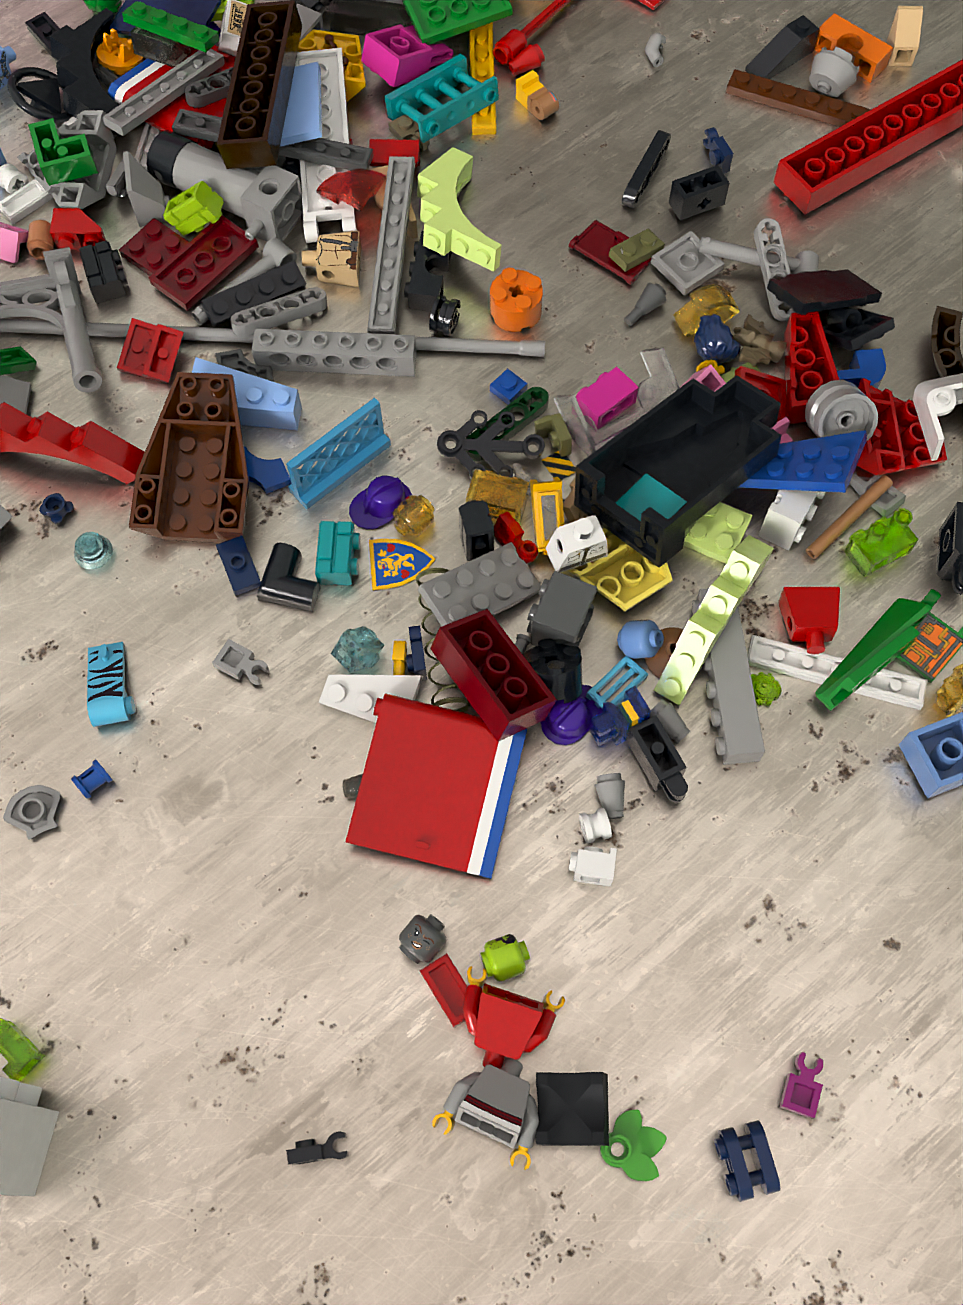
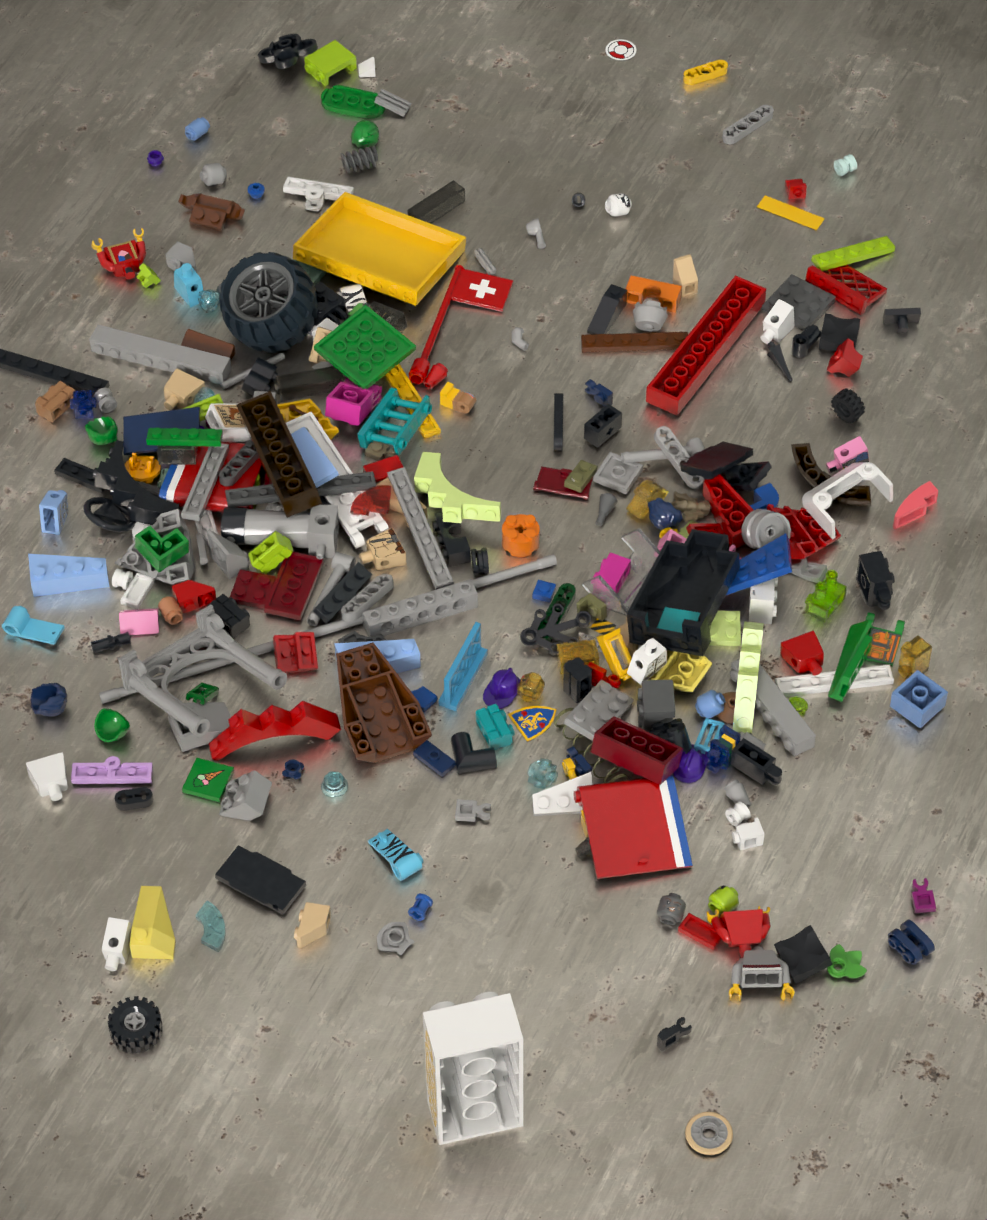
camera: 25 degrees left, 15 degrees down
(849, 517) = (798, 590): medium nougat piece -> none

